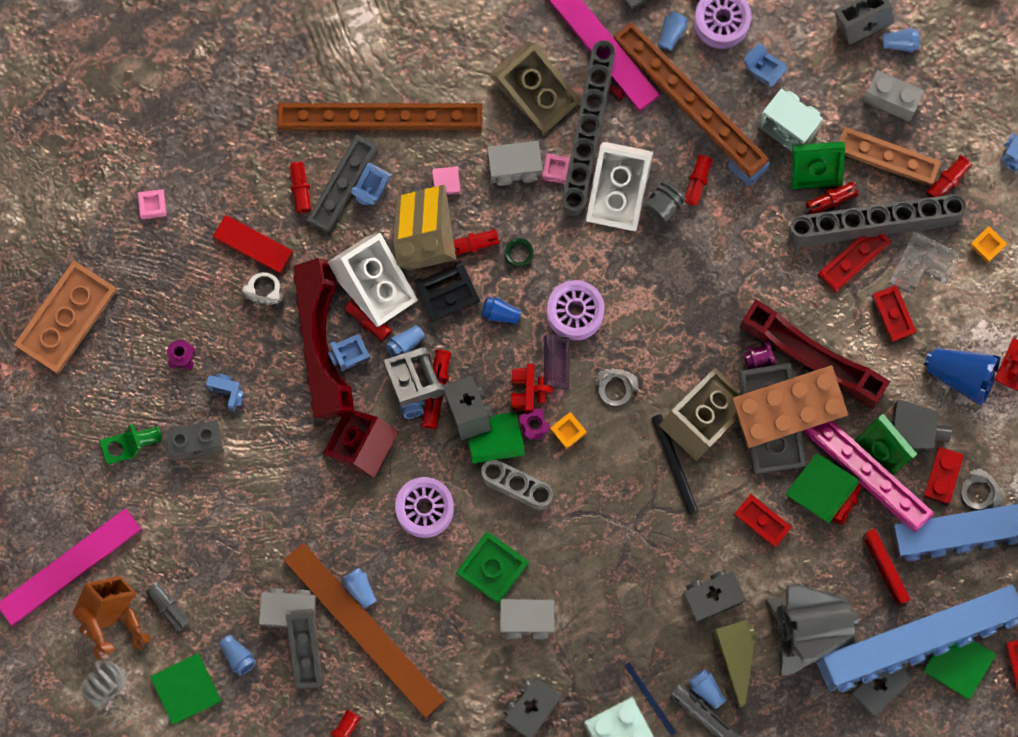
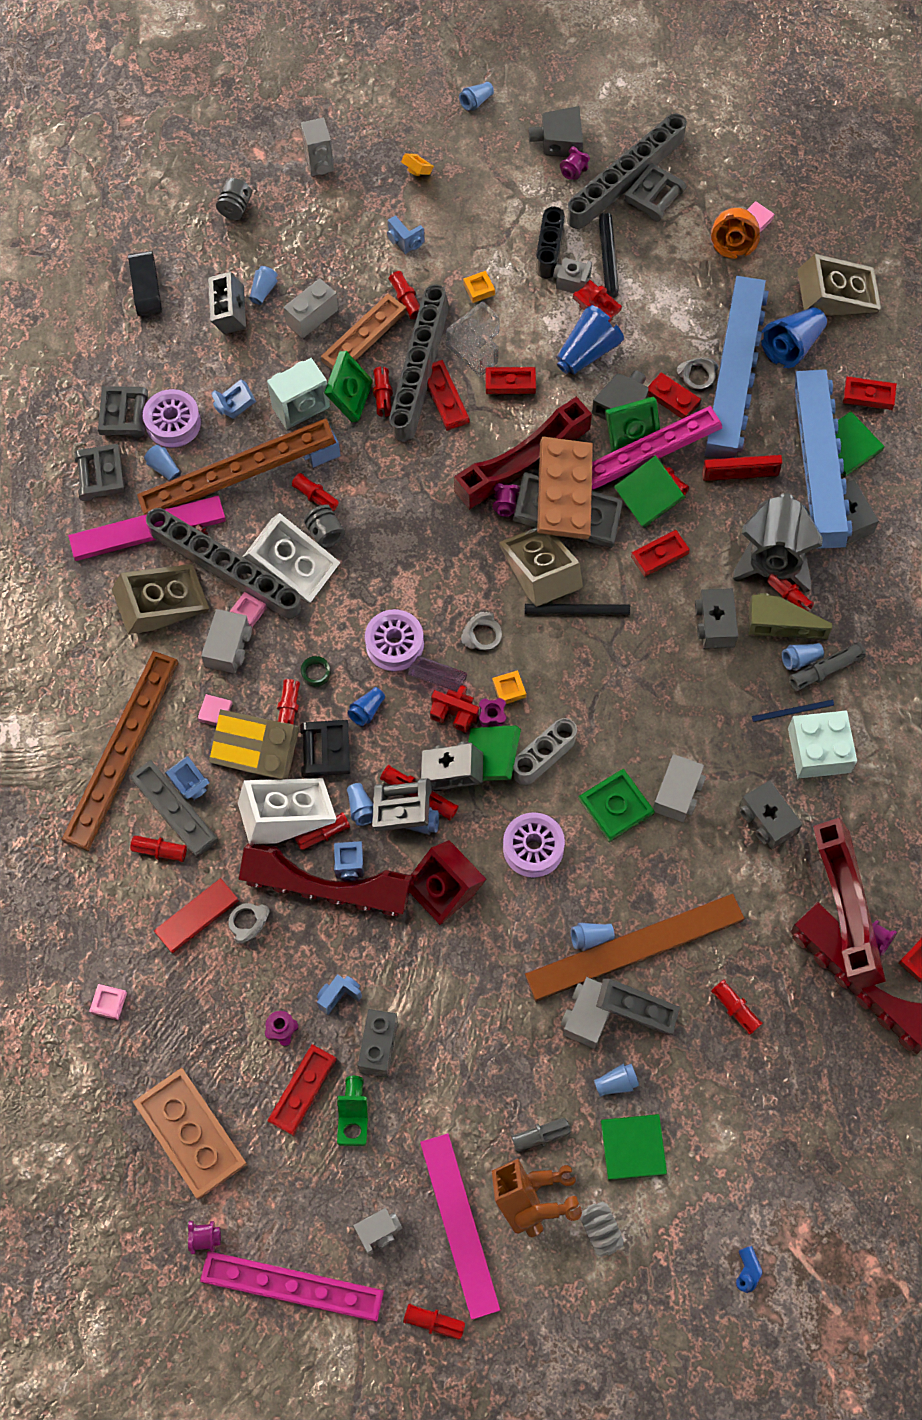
camera: 65 degrees left, 10 degrees down
(40, 500) = (378, 1230): none -> light grey brick
(135, 394) = (302, 1090): none -> red tile
(768, 659) = (789, 591): none -> red axle

